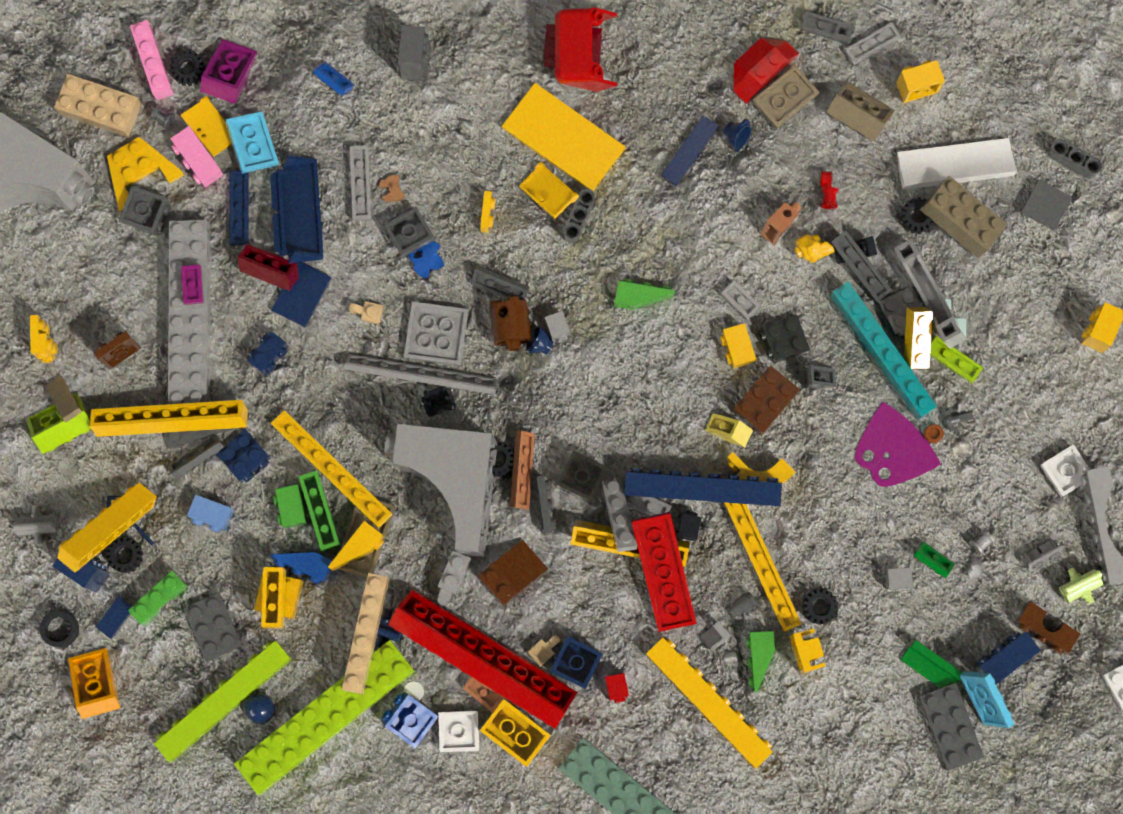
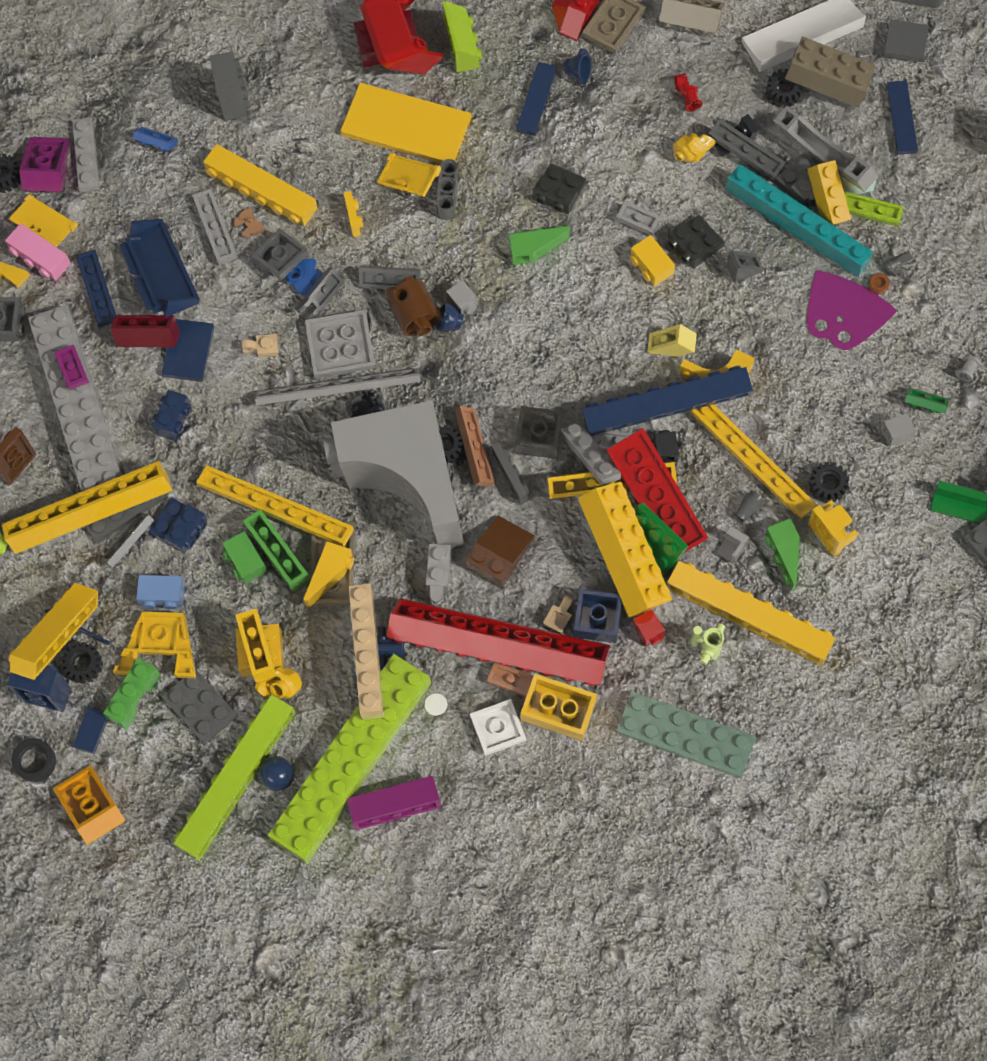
camera: 15 degrees left, 10 degrees down
(197, 553) = (160, 635): none -> yellow wing
(252, 142) = (90, 221): medium azure plate -> none
(267, 73) = (86, 155): none -> light grey plate
(289, 636) = (284, 685): none -> yellow head
(307, 563) = (282, 608): blue slope -> none
(349, 768) = (393, 803): none -> magenta panel
(409, 719) = (440, 731): plate -> none
(413, 156) = (260, 185): none -> yellow brick
(433, 281) = (320, 293): none -> dark grey hinge
(618, 614) = (625, 548): none -> yellow brick
(641, 69) = (461, 37): none -> lime slope
(648, 610) = (665, 544): none -> green plate
(671, 714) = (713, 636): none -> yellowish green pin
(679, 247) = (558, 188): none -> pearl dark grey plate
(765, 400) = (699, 301): reddish brown brick -> none
(780, 222) = (652, 125): nougat torso -> none
(1014, 279) = (902, 117): none -> dark blue tile

